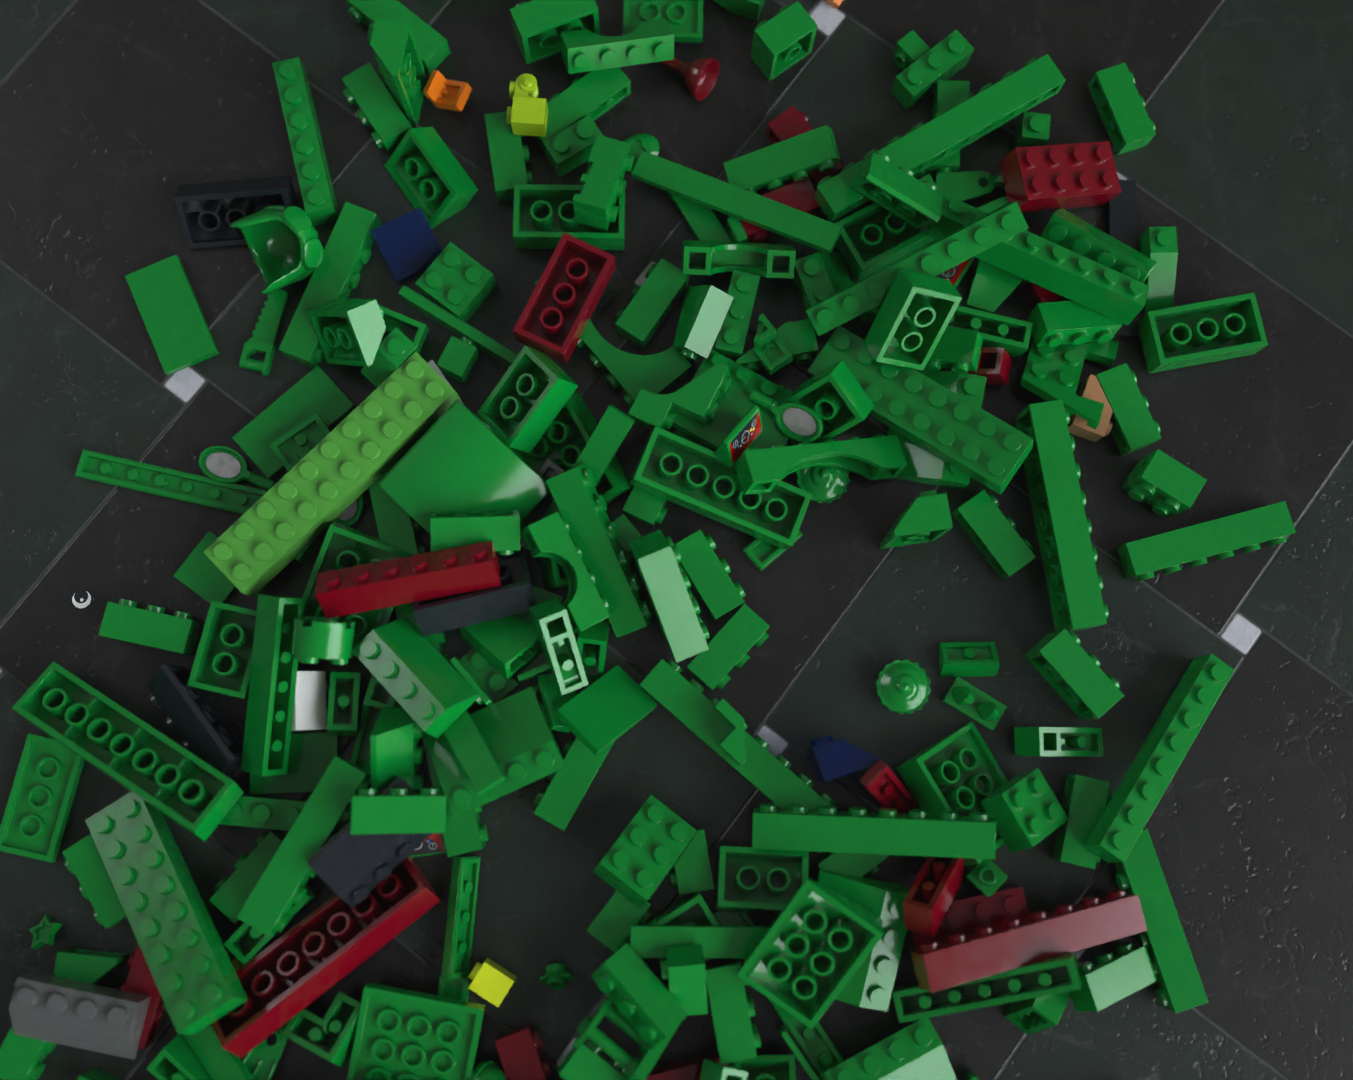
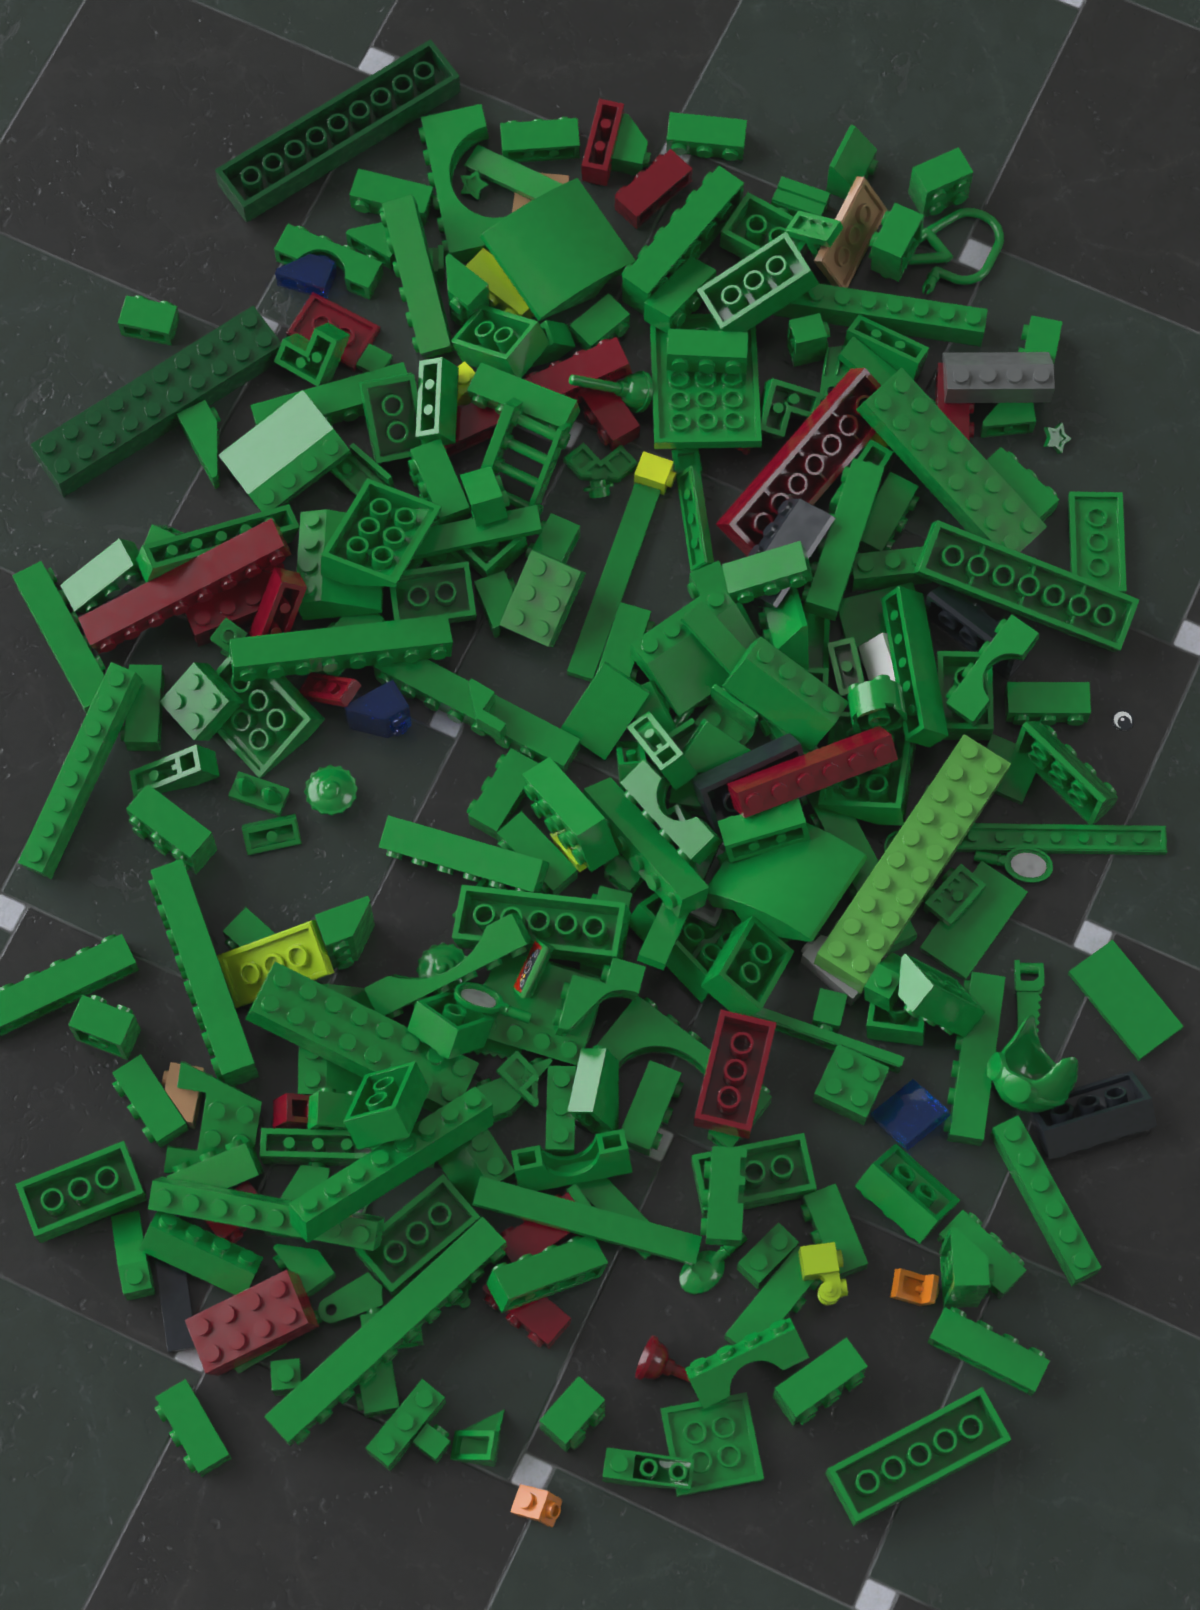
camera: 175 degrees right, 10 degrees down
(151, 542) = (1065, 772): none -> green slope
(159, 678) = (1012, 641): none -> green arch
(539, 999) = (589, 467): none -> green tile
(562, 866) = (613, 582): none -> green tile
(639, 995) = (522, 473): green brick -> none
(783, 583) = (463, 855): none -> green brick
(869, 46) = (478, 1442): none -> green slope
(898, 191) = (422, 1241): green slope -> none
(984, 511) = (296, 948): none -> lime tile

